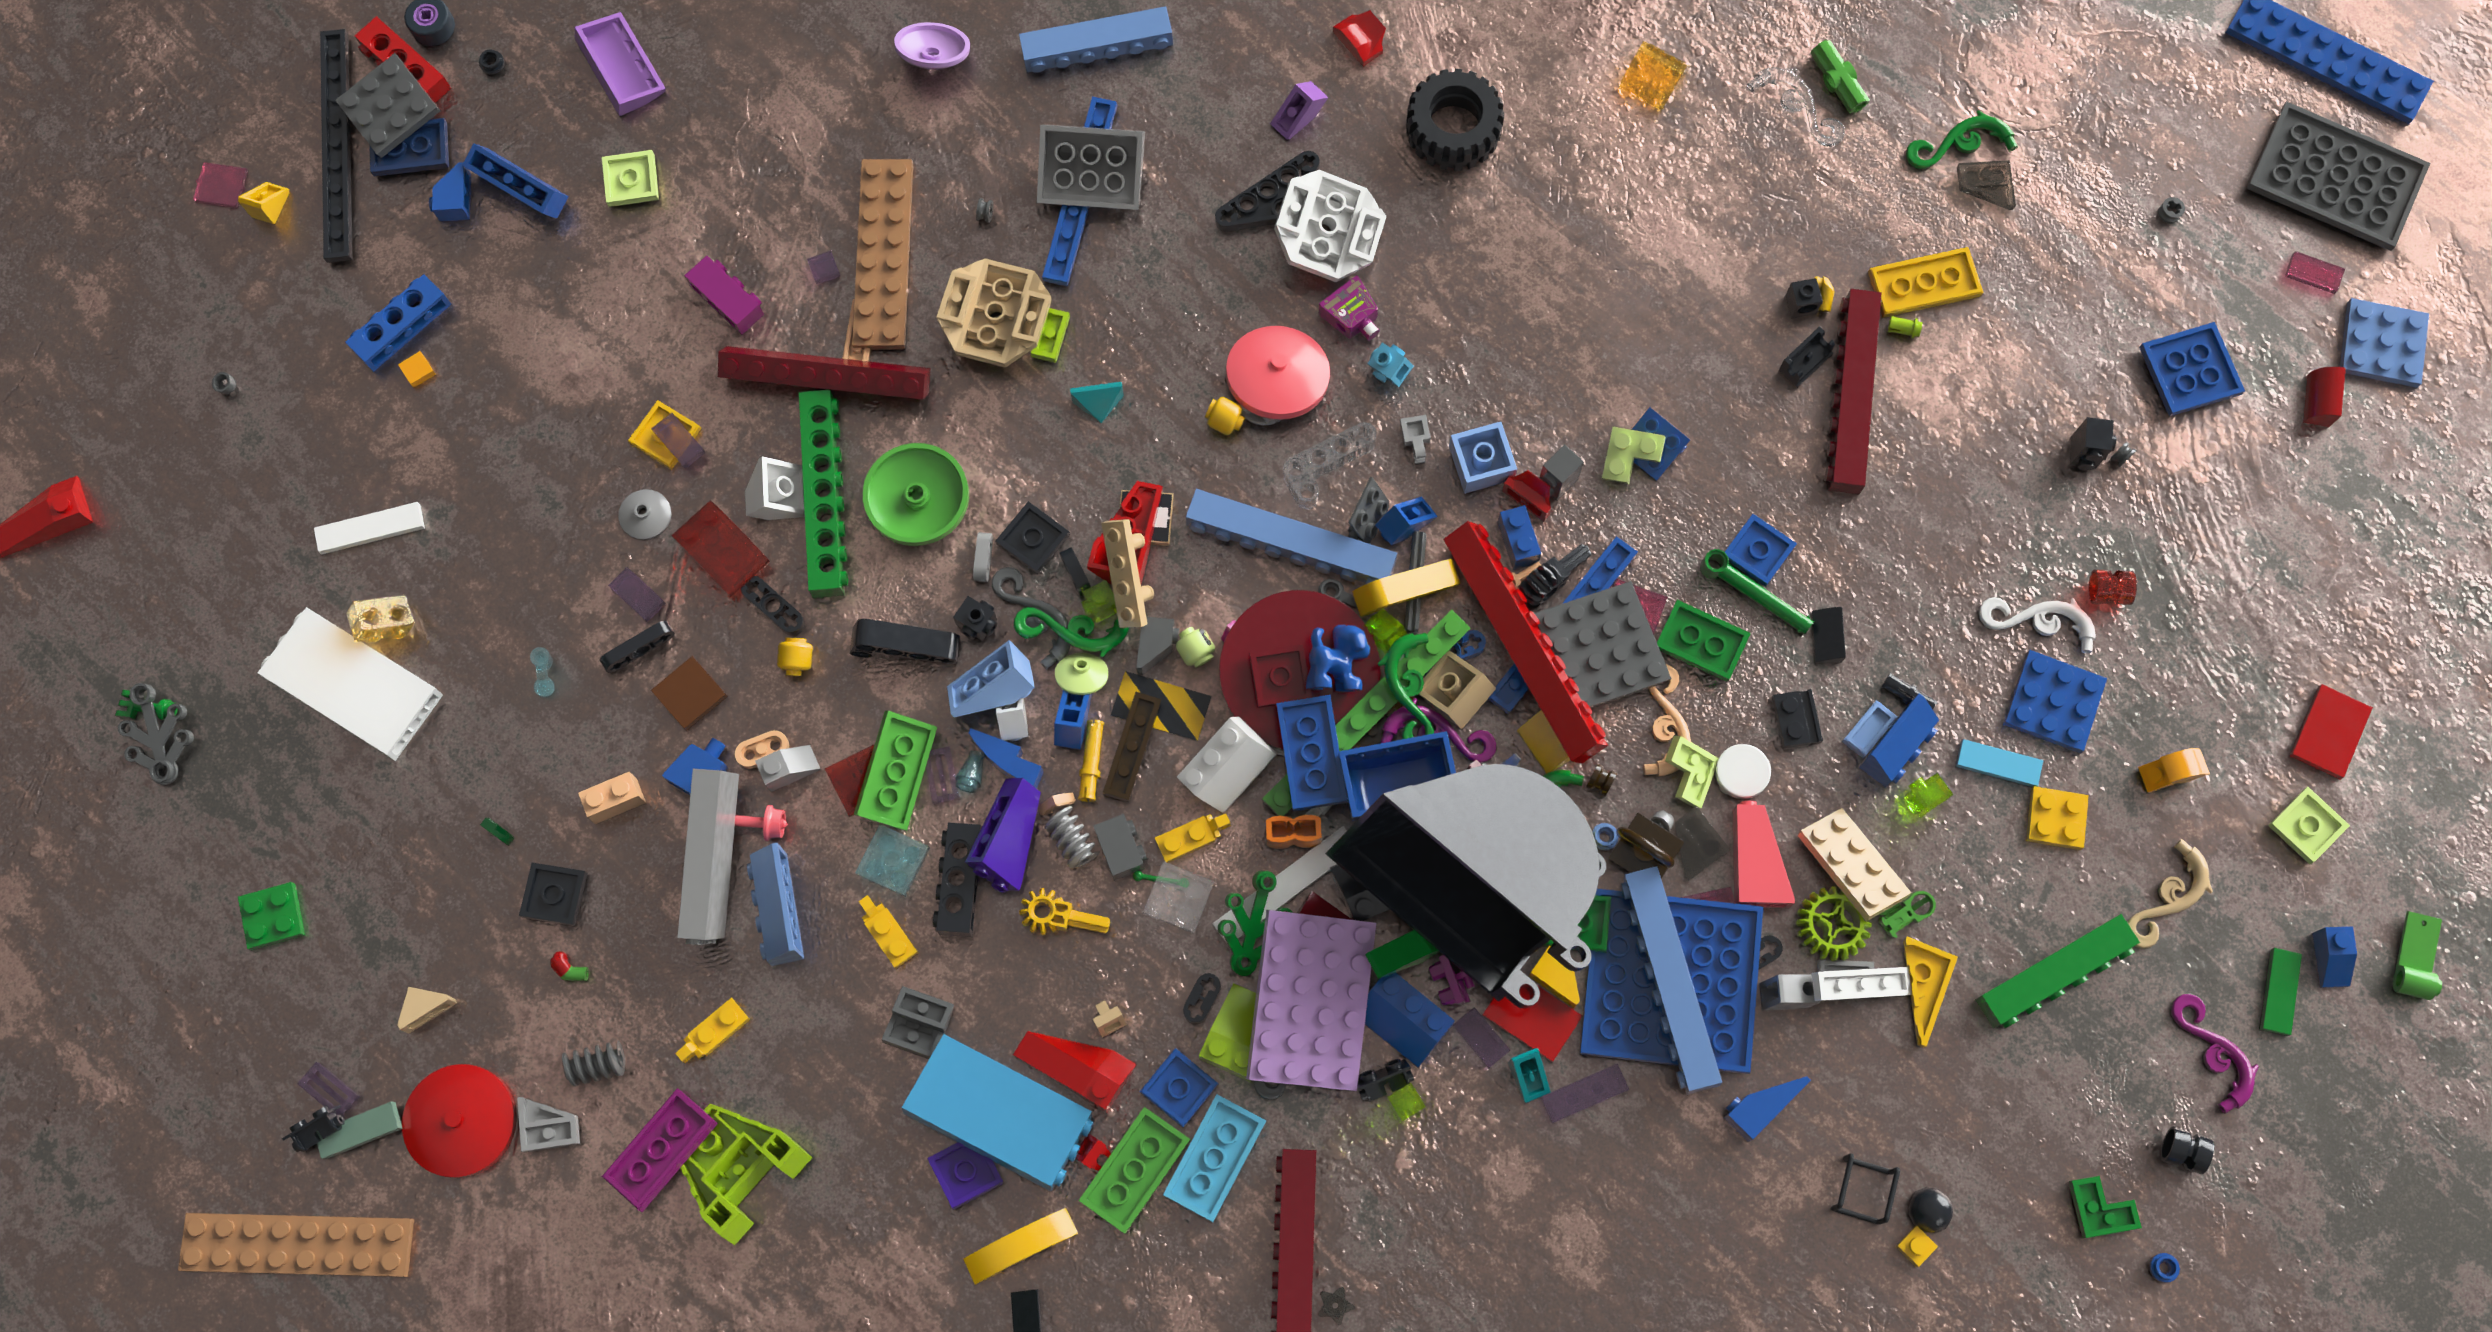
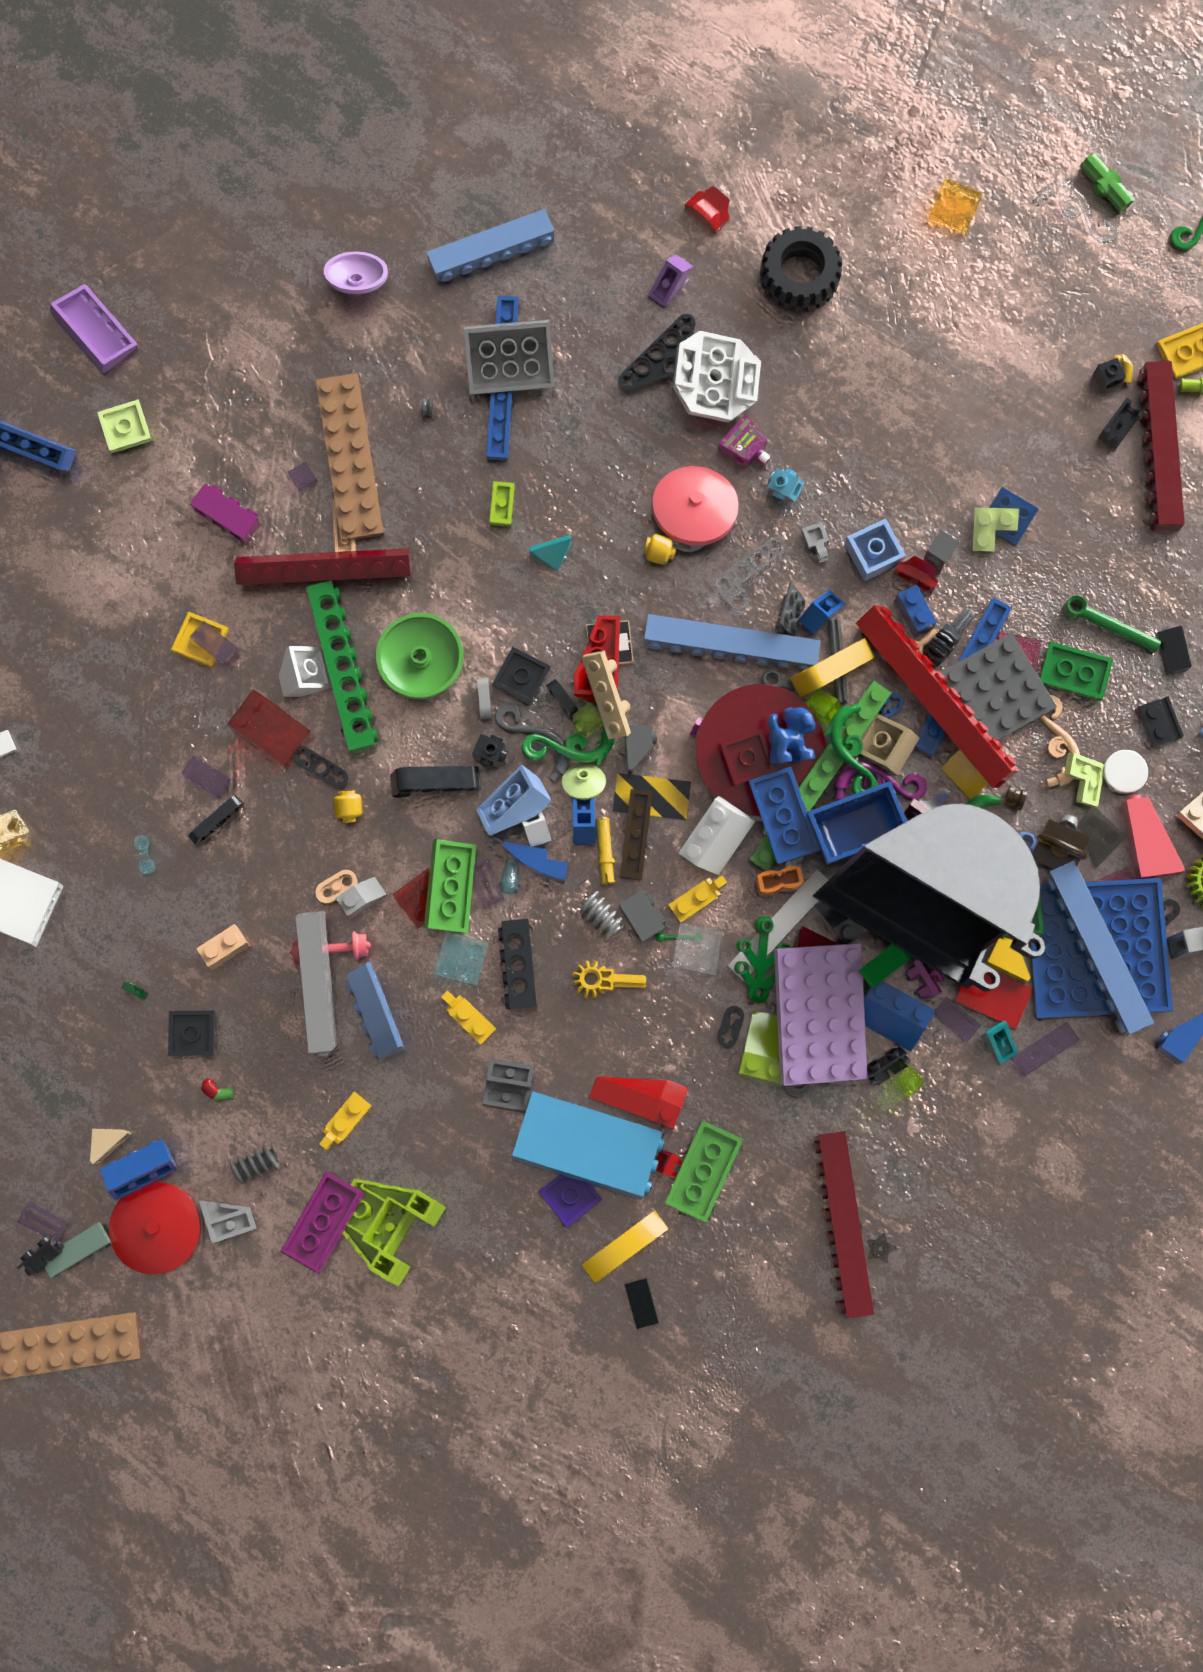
camera: 15 degrees left, 5 degrees up
(453, 1046) = (138, 1169): none -> blue brick
(649, 524) = (200, 718): light grey dish -> none
(689, 693) = (266, 851): reddish brown tile -> none
(693, 757) = (283, 912): blue torso -> none
(990, 288) = (451, 472): tan piece -> none
(1006, 836) = (550, 923): dark purple slope -> none
(1056, 801) = (583, 889): light nougat tile -> none
(1109, 1019) = (660, 1056): tan tile -> none
(1179, 1088) = (726, 1100): blue plate -> none
(1195, 647) = (671, 744): yellowish green head -> none
(1214, 1158) = (765, 1151): medium azure plate -> none
(1759, 550) = (1108, 589): blue plate -> none

